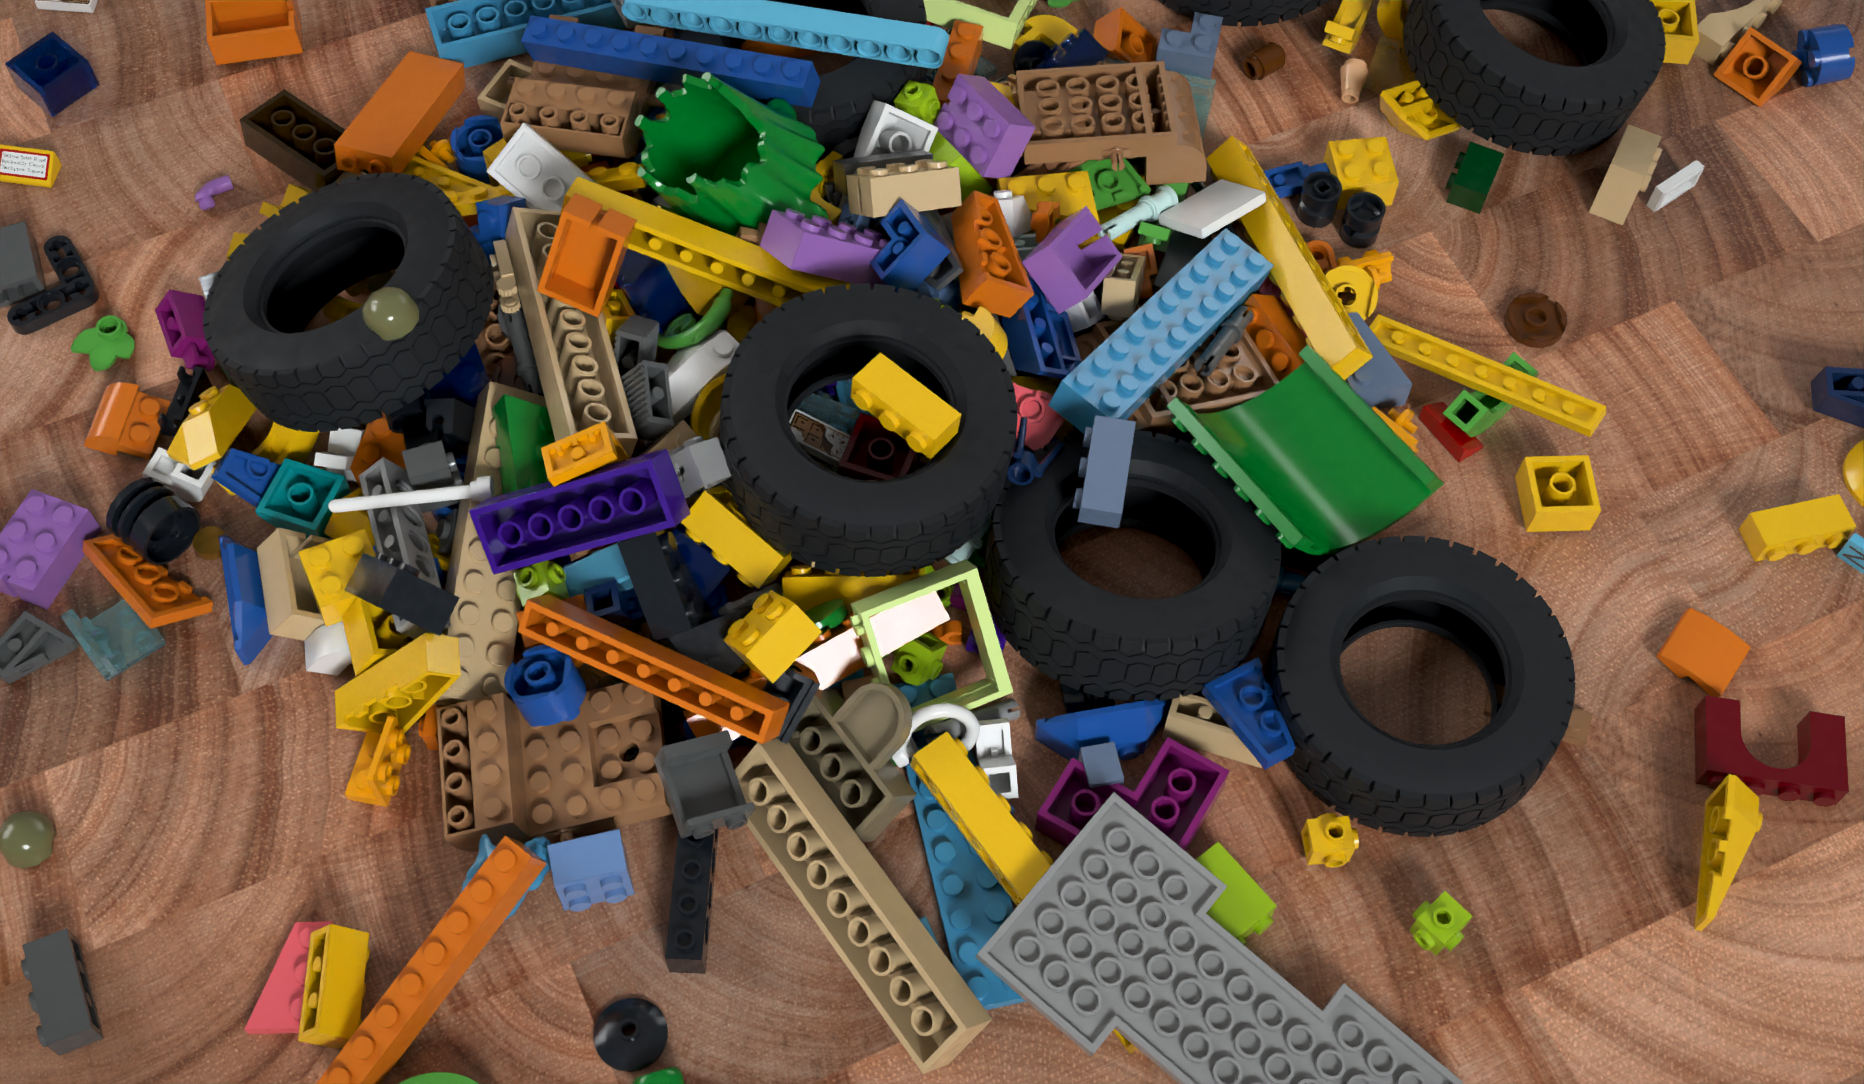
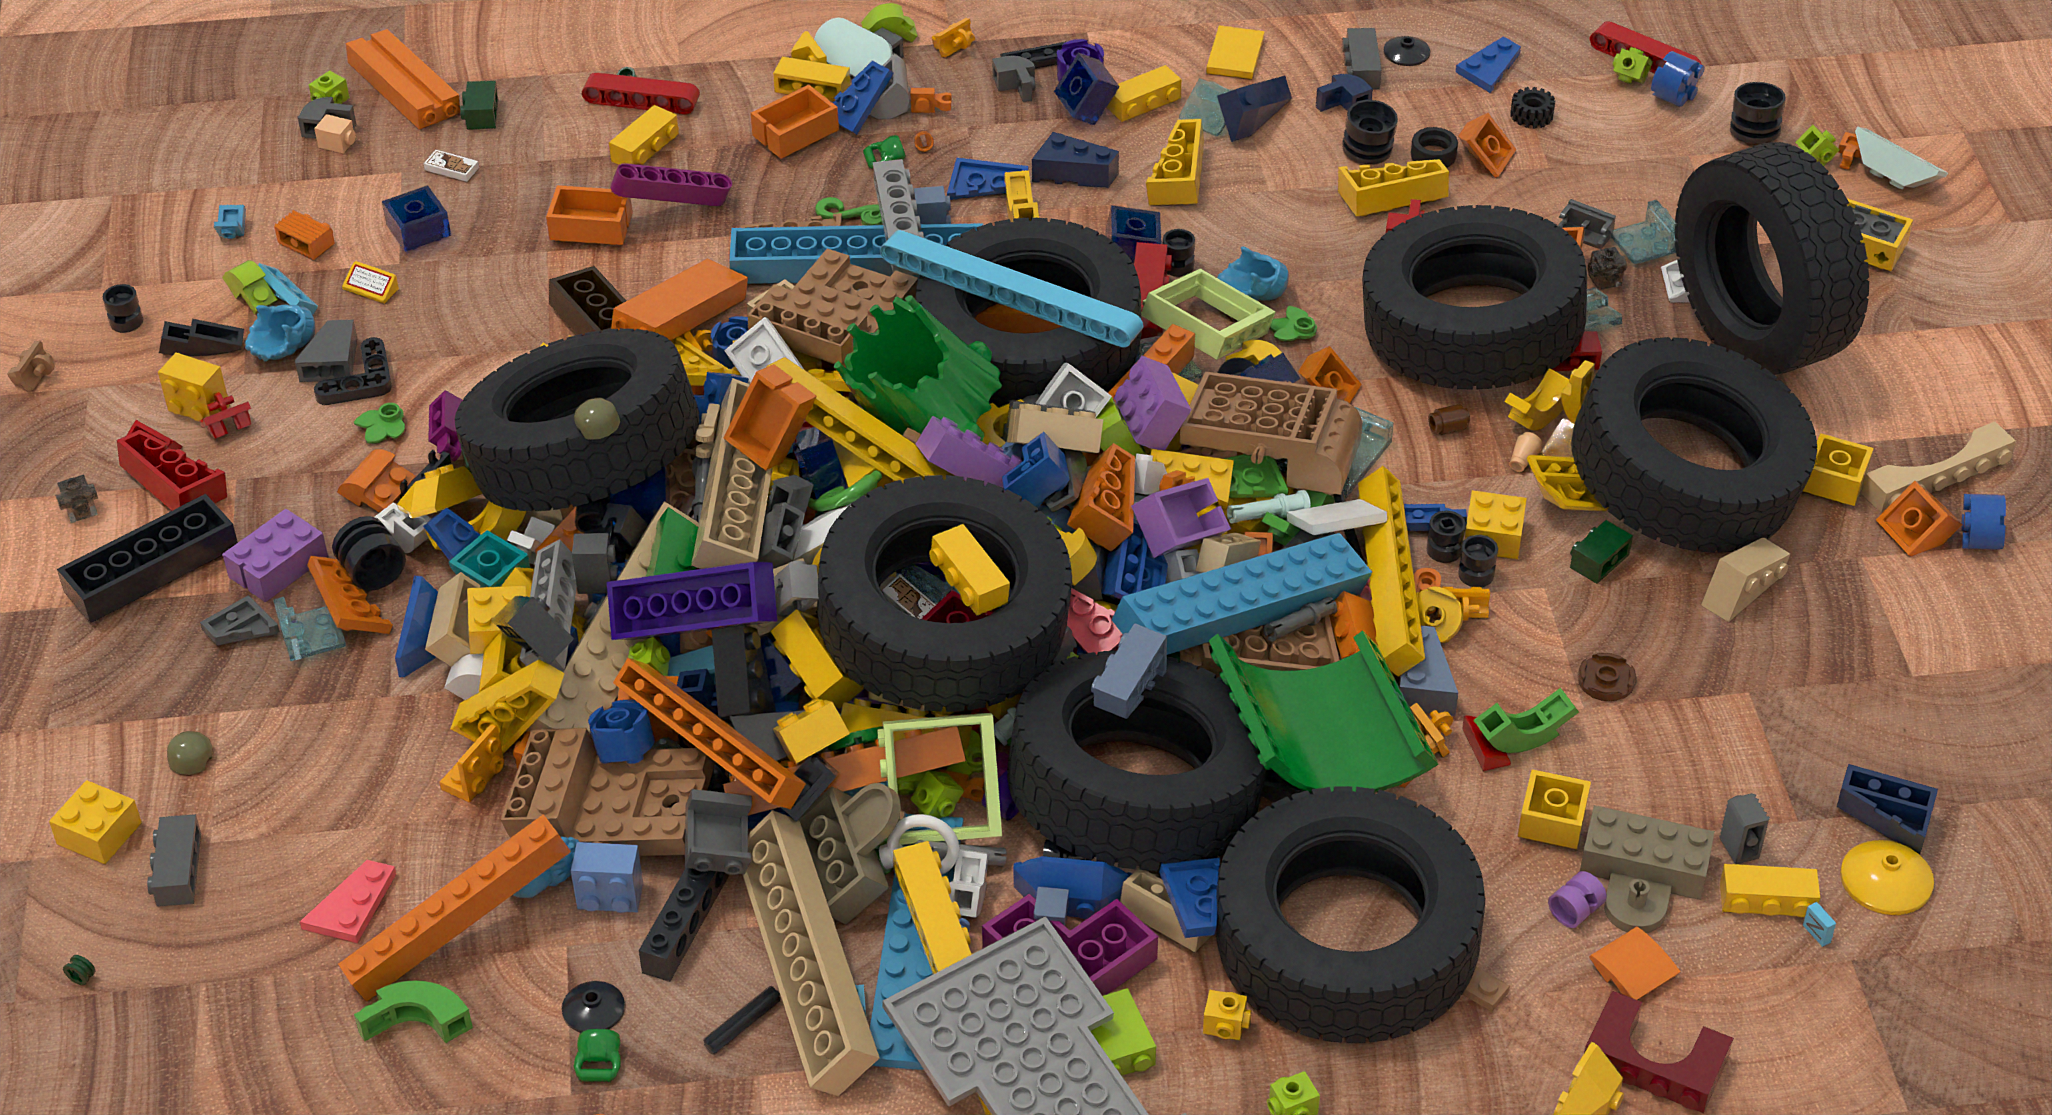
camera: 20 degrees right, 15 degrees down
(207, 542) = (403, 583): pearl gold tile -> none
(210, 189) = (512, 329): medium lavender arm -> none
(334, 986) = (378, 903): yellow brick -> none
(477, 490) = (621, 573): white piece -> none
(581, 453) = (706, 553): light orange bracket -> none
(669, 59) = (879, 286): blue brick -> none
(807, 1002) = (742, 1019): none -> black axle
(919, 101) = (1106, 374): lime brick -> none
(1023, 463) = (1069, 654): dark blue plant -> none
(1193, 51) = (1389, 397): sand blue brick -> none
(1489, 376) = (1528, 701): yellow plate -> none
(1621, 593) = (1577, 899): none -> medium lavender wheel
(1667, 533) = (1644, 864): none -> dark tan brick
(1675, 186) = (1789, 598): white tile -> none
(1751, 464) = (1744, 828): none -> dark grey brick

